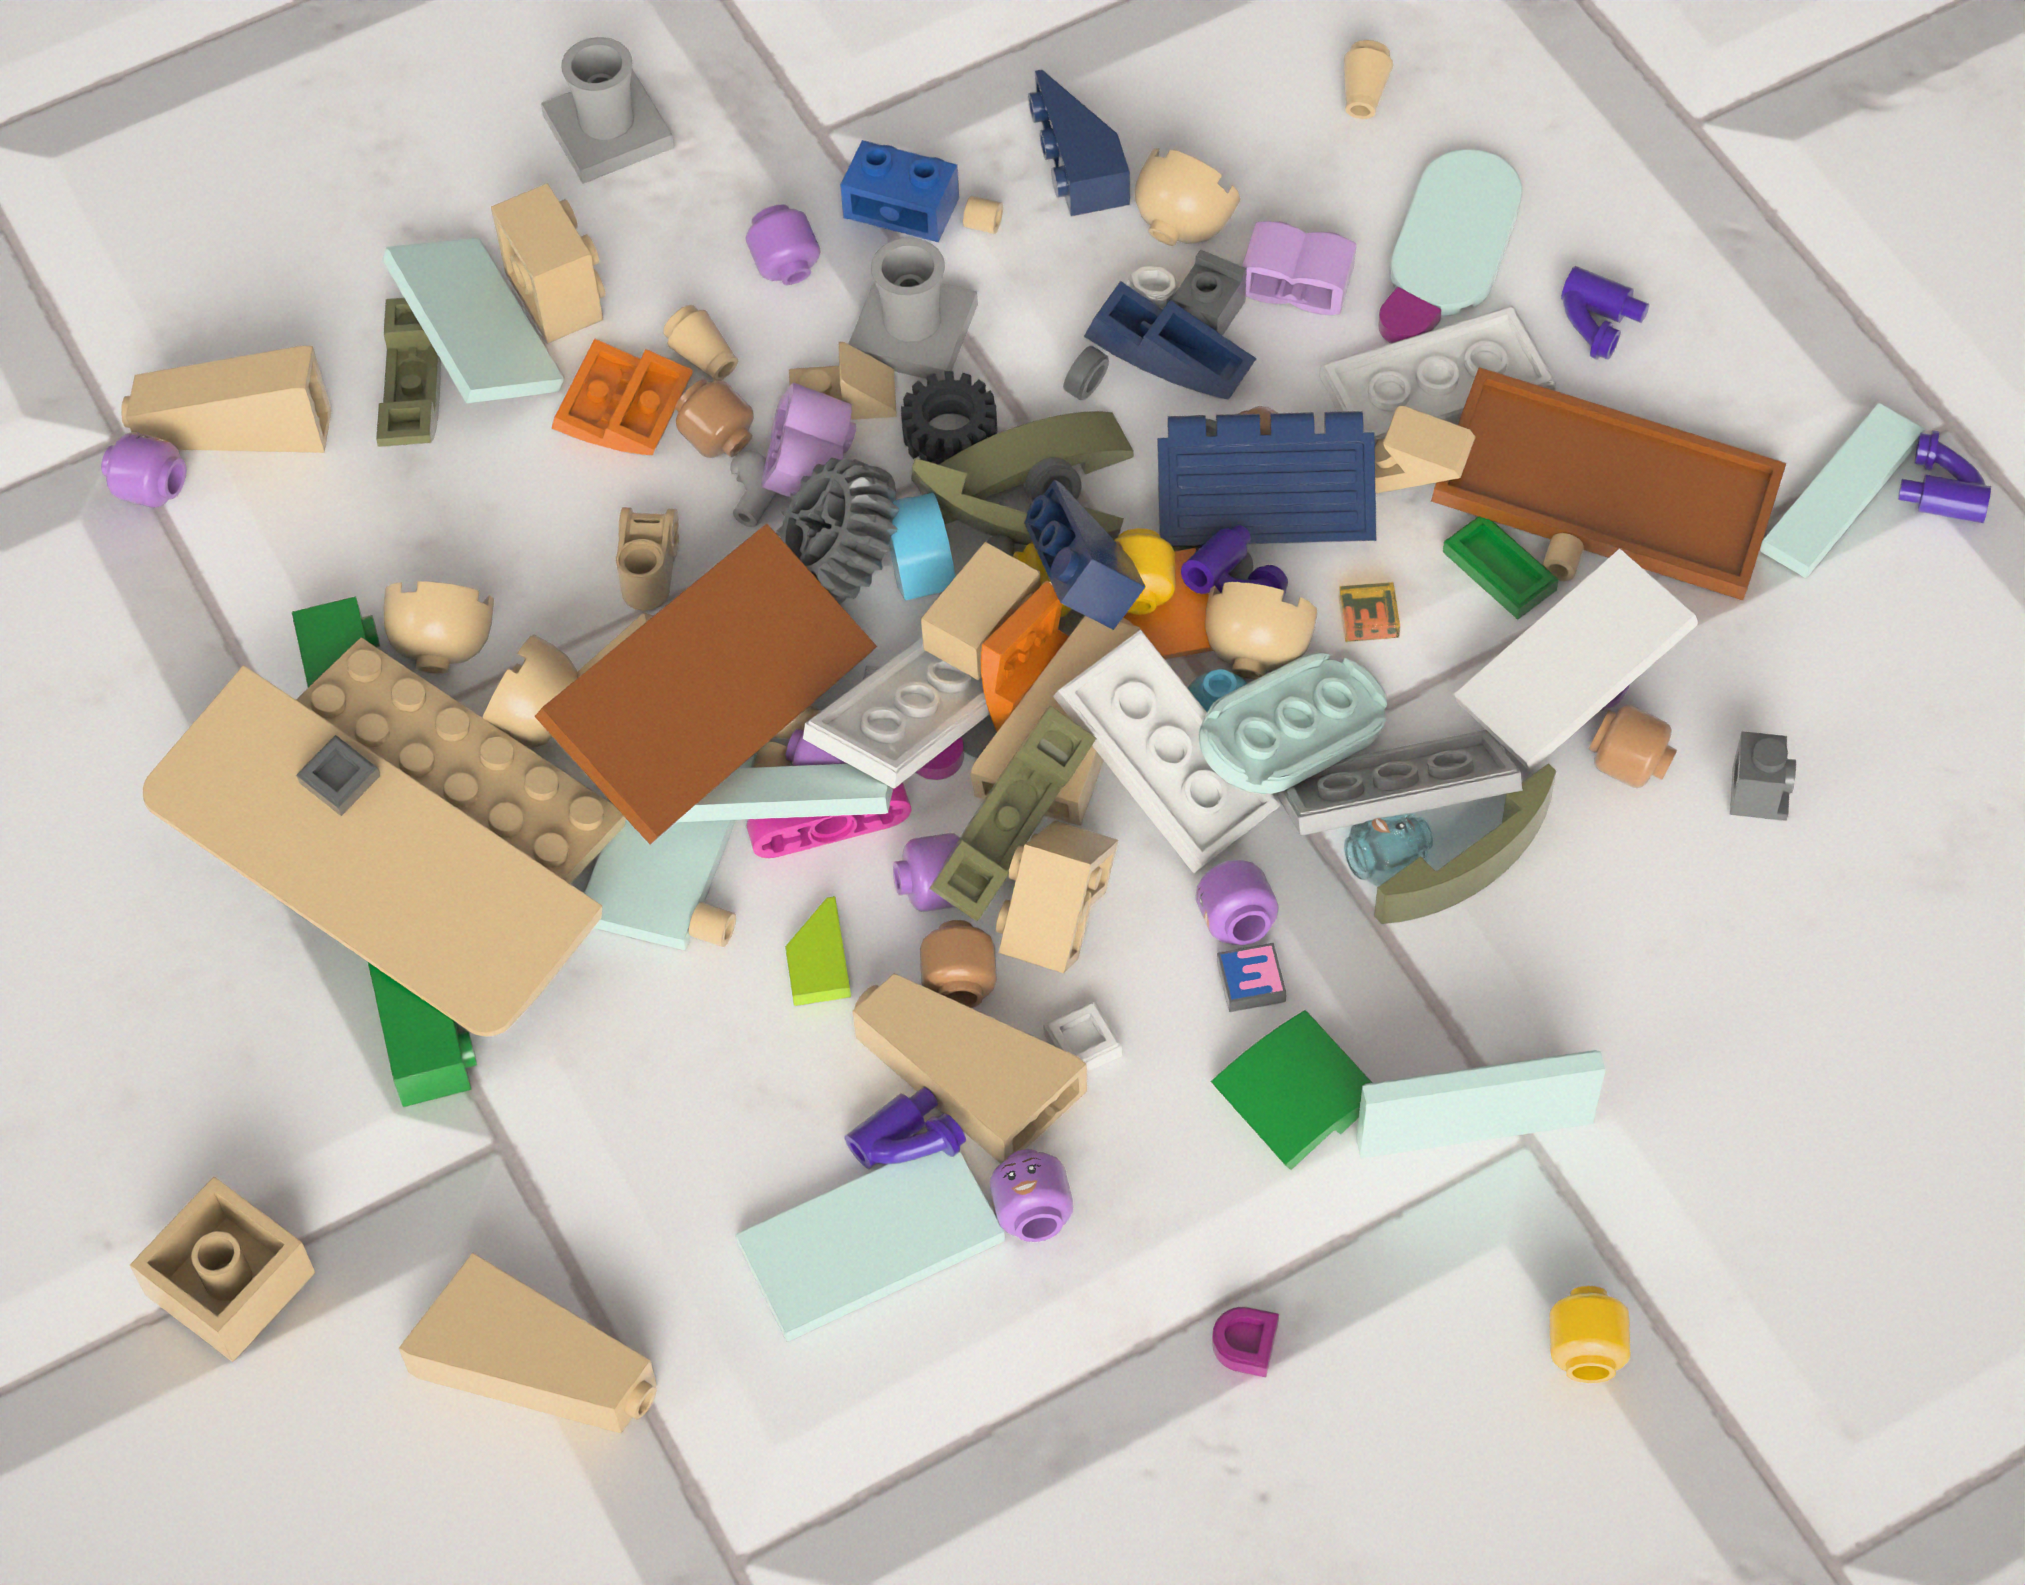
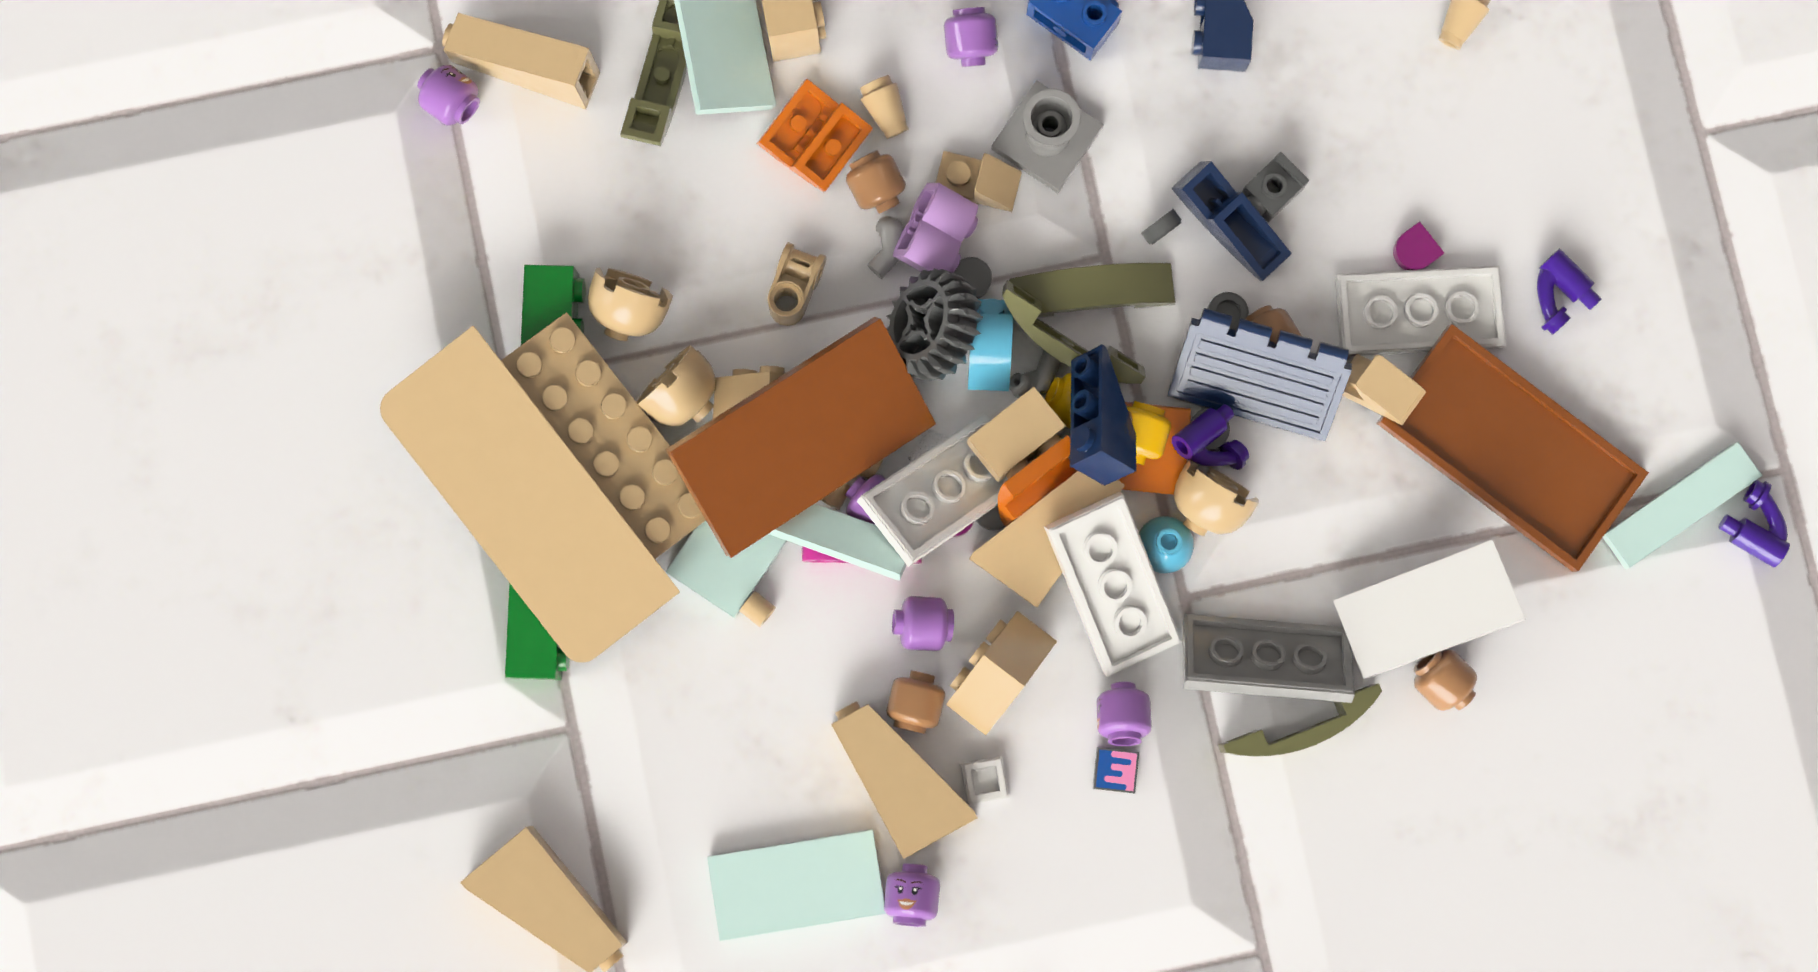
camera: 15 degrees right, 25 degrees up
(223, 1268) = (358, 780): tan brick -> none
(338, 775) = (519, 437): dark grey tile -> none
(818, 958) = (823, 658): lime tile -> none
(889, 1132) = (834, 808): dark purple plant -> none
(942, 398) = (1052, 213): black tyre -> none
(982, 214) = (1130, 51): tan piece -> none
(1011, 812) = (981, 610): olive slope -> none
(1048, 470) = (1105, 321): dark grey tile -> none
(1154, 284) = (1236, 164): white tile -> none
(1182, 198) = (1281, 97): tan cylinder -> none
(1292, 723) = (1210, 587): light aqua tile -> none
(1294, 1088) = (1117, 869): green slope -> none
(1298, 267) = (1351, 180): lavender brick -> none
(1369, 612) = (1299, 498): clear yellow tile -> none
(1386, 846) = (1243, 711): clear light blue head -> none
(1457, 229) = (1483, 180): light aqua tile -> none
(1479, 1103) = (1235, 936): light aqua tile -> none
(1500, 566) = (1407, 489): green tile -> none
(1563, 556) = (1455, 499): tan piece -> none
(1762, 777) = (1526, 733): dark grey brick -> none

